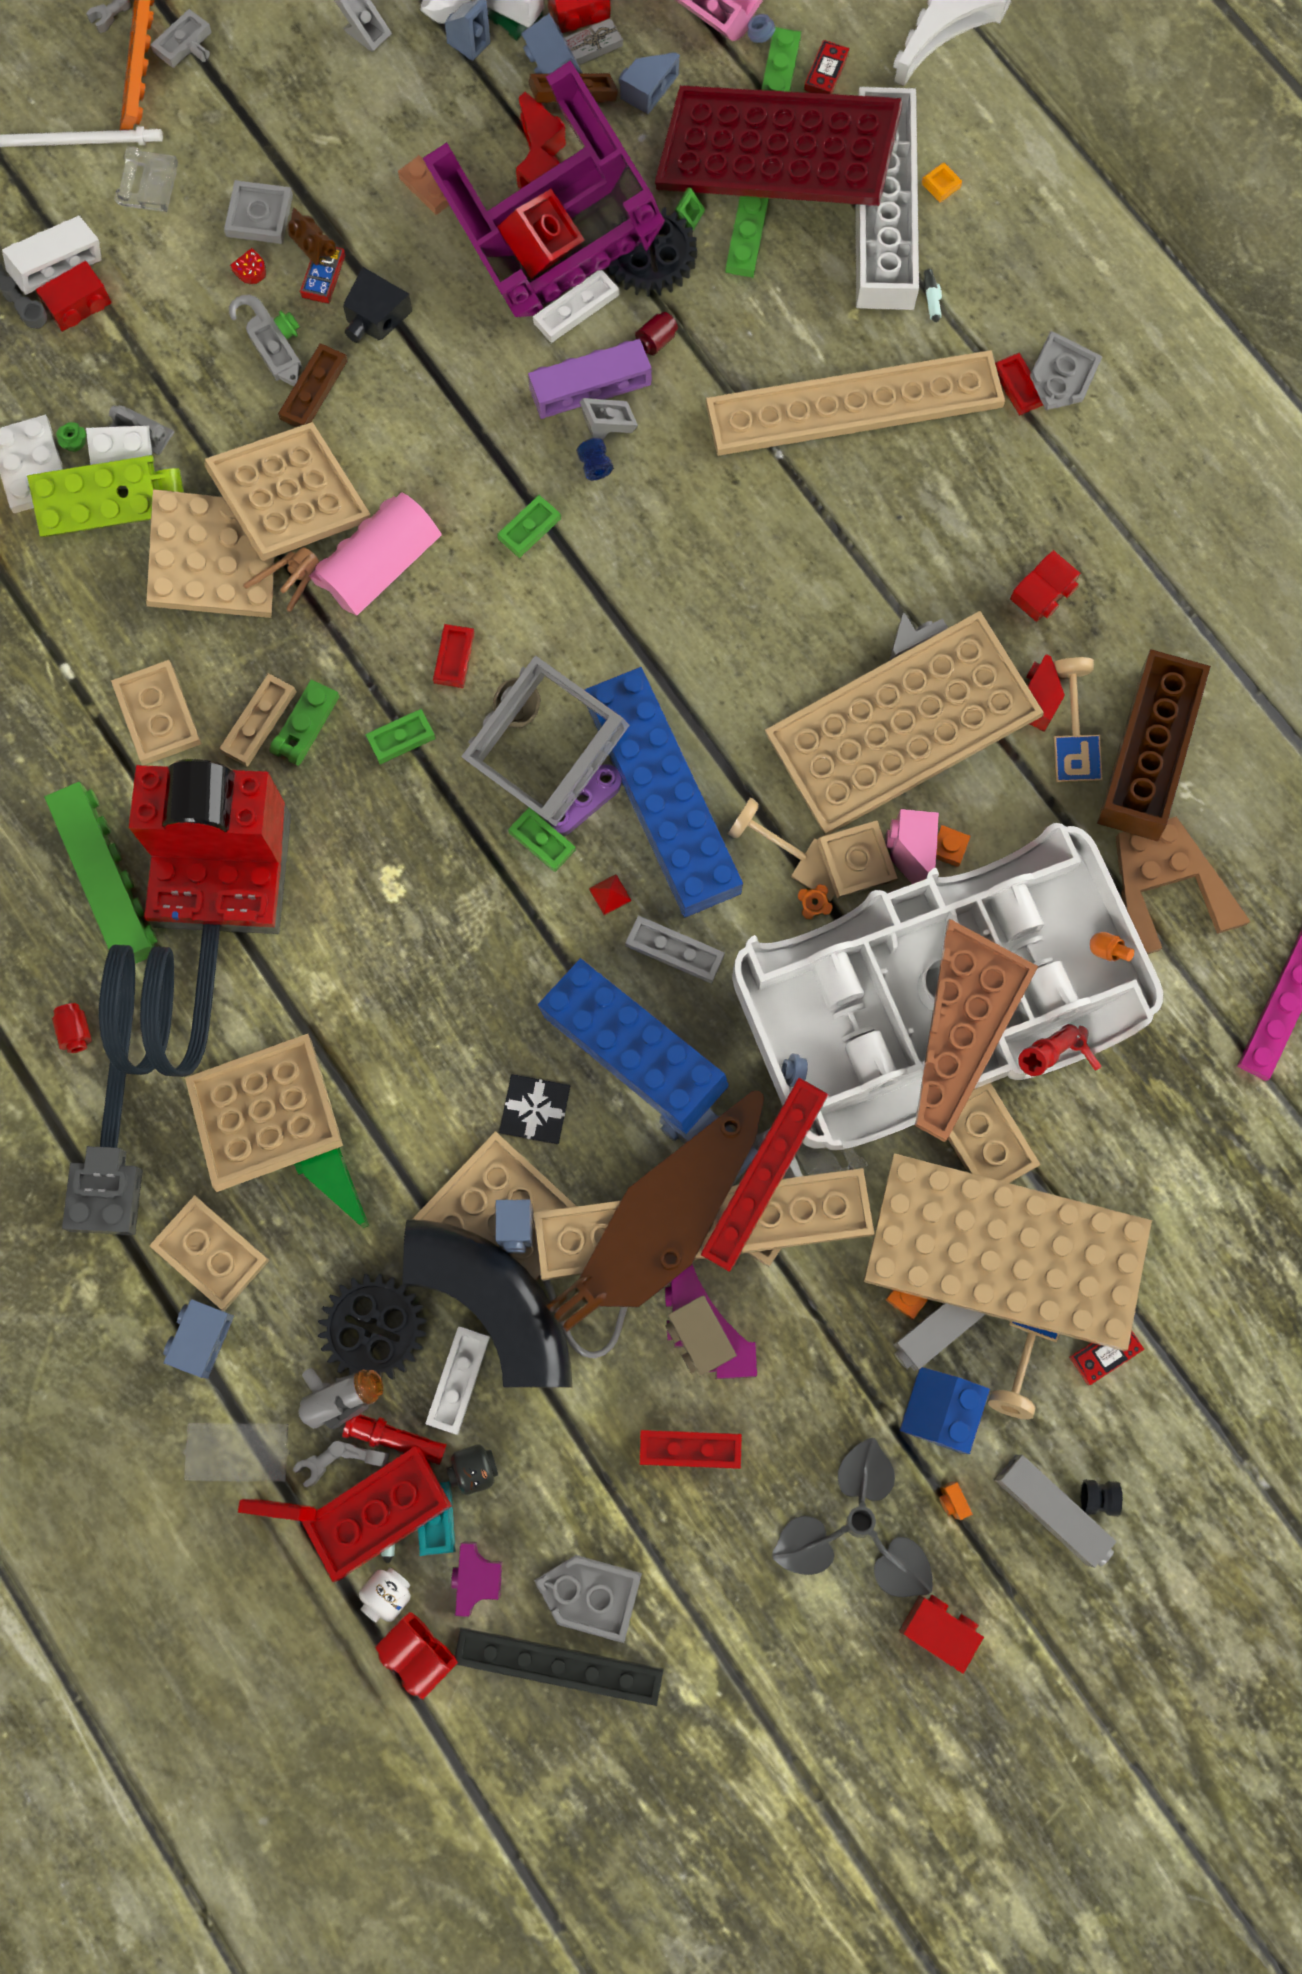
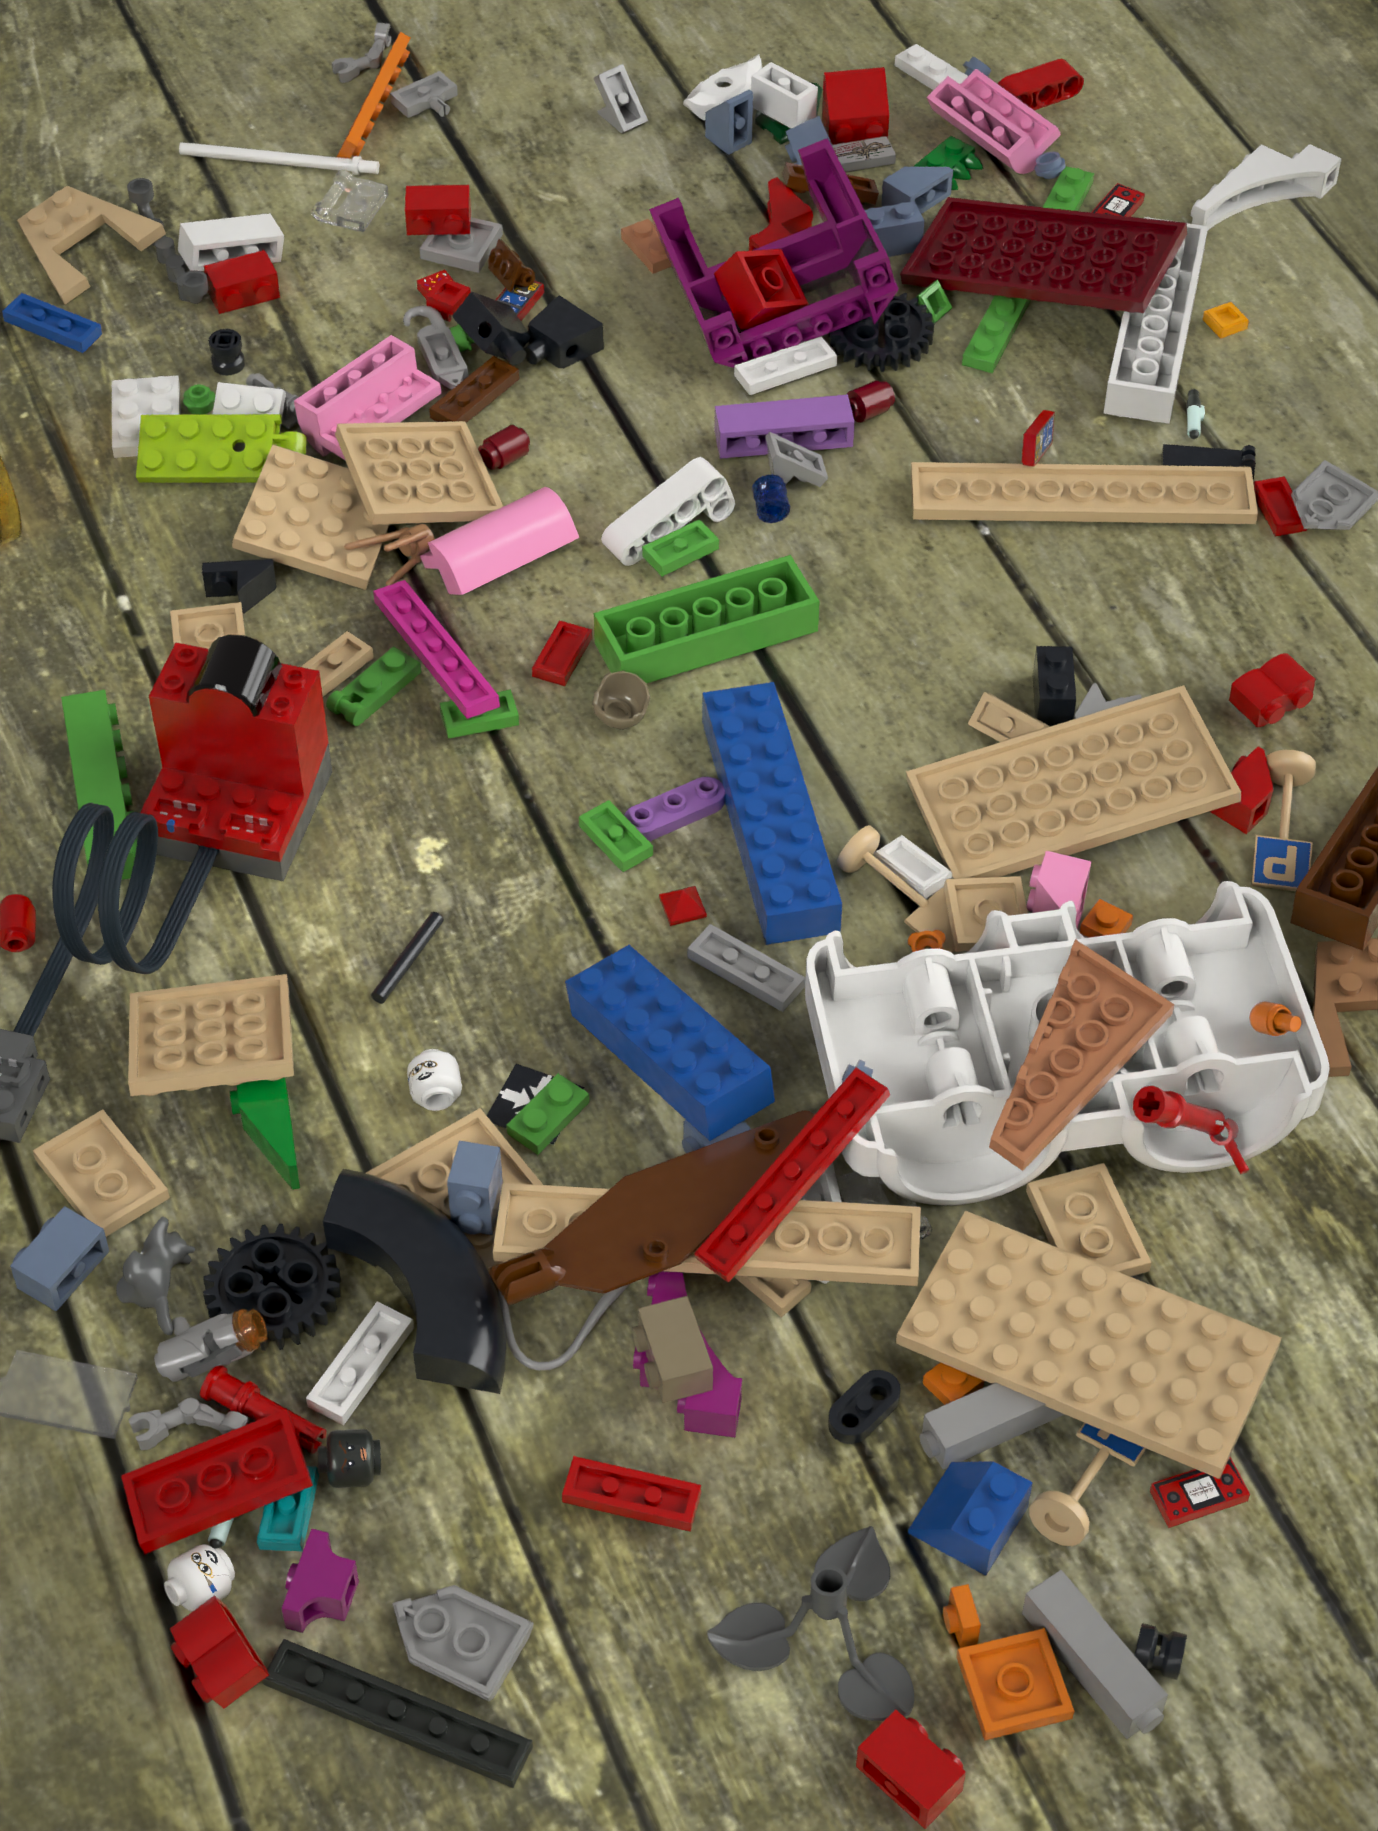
camera: 15 degrees right, 25 degrees down
(81, 380) = (226, 352): none -> black wheel
(169, 632) = (245, 578): none -> black slope
(220, 413) = (370, 389): none -> bright pink brick
(230, 185) = (438, 210): none -> red brick
(263, 283) = (447, 297): none -> red tile
(275, 1342) = (149, 1273): none -> dark grey animal
(277, 1509) = (96, 1451): red tile -> none
(314, 315) = (502, 335): none -> black torso
(349, 679) = (436, 649): none -> dark pink plate
(353, 444) = (504, 447): none -> dark red brick
(400, 991) = (407, 957): none -> black bar
(452, 1111) = (434, 1079): none -> white head
(511, 493) = (668, 508): none -> white beam
(548, 1119) = (548, 1114): none -> bright green plate
(571, 606) = (708, 621): none -> bright green brick
(584, 768) = (678, 761): light grey window -> none
(641, 130) = (898, 227): none -> sand blue brick
(671, 36) = (955, 155): none -> green plate
(787, 822) = (914, 866): none -> white tile
(809, 353) = (1038, 438): none -> red tile
(836, 662) = (1002, 720): none -> tan plate
(847, 1336) = (860, 1408): none -> black plate
(869, 619) = (1054, 684): none -> black brick
(951, 344) = (1203, 456): none -> black hinge
(1002, 1546) = (1015, 1684): none -> orange plate

